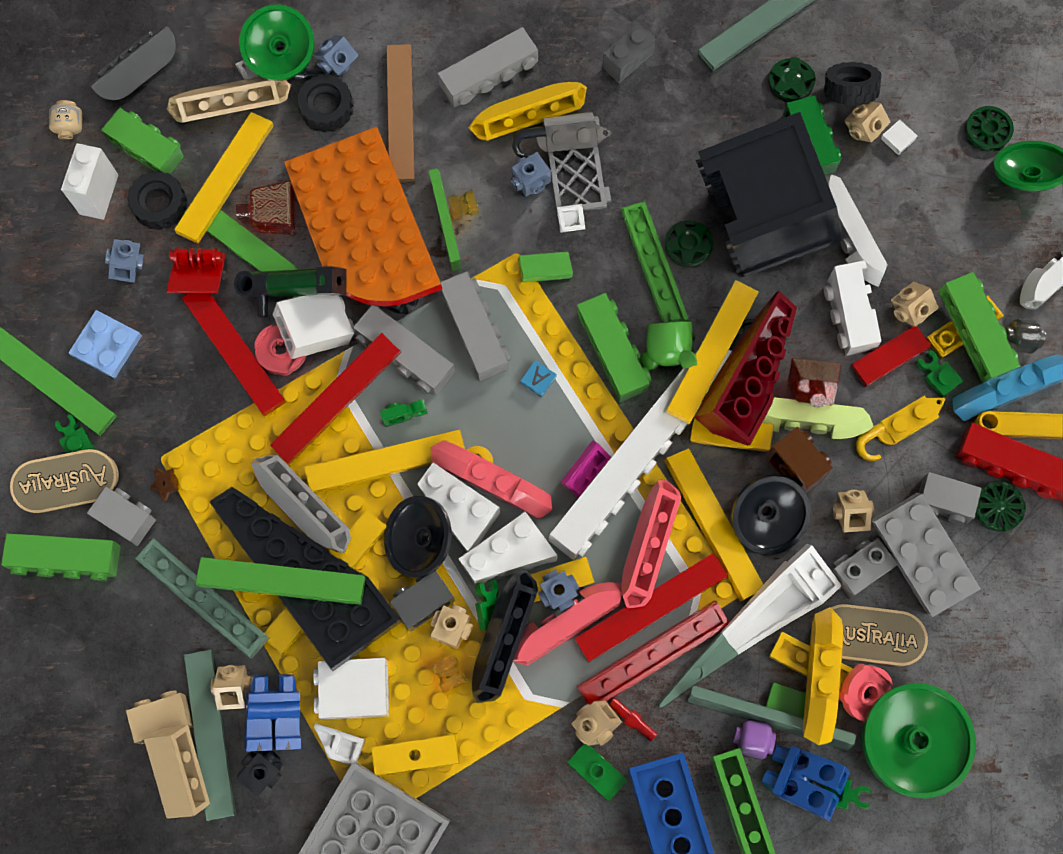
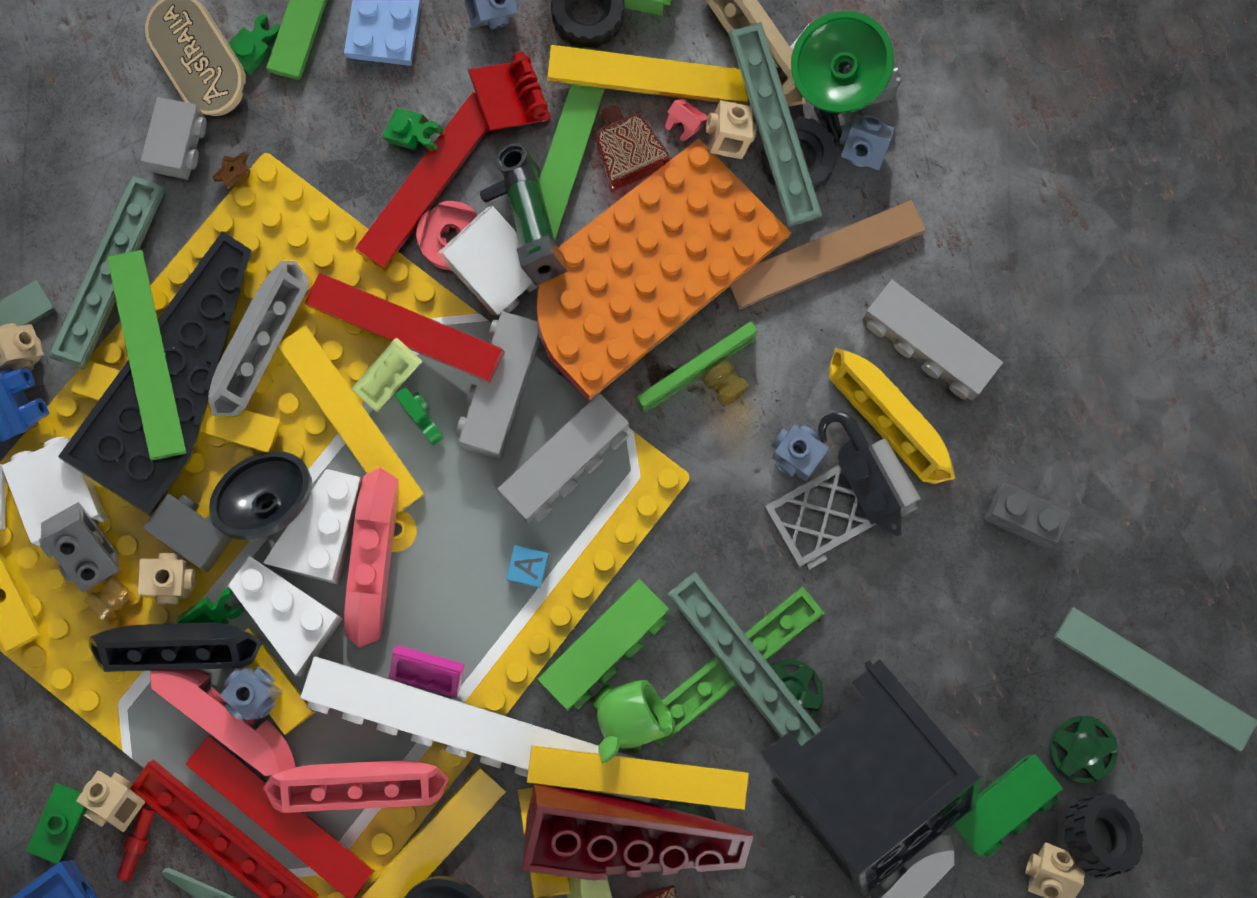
camera: 65 degrees right, 5 degrees up
(61, 555) = (104, 91): bright green brick -> none
(189, 349) = (409, 128): none -> green plate
(261, 164) = (687, 114): none -> coral tile
(288, 136) = (734, 123): none -> tan brick
(298, 104) = (775, 124): none -> sand green tile
(365, 422) = (386, 374): none -> yellowish green plate
(402, 678) = (79, 547): none -> dark grey brick
(545, 266) = (681, 518): bright green tile -> none
(570, 218) = (763, 526): white tile -> none
(658, 261) = (742, 660): none -> sand green tile

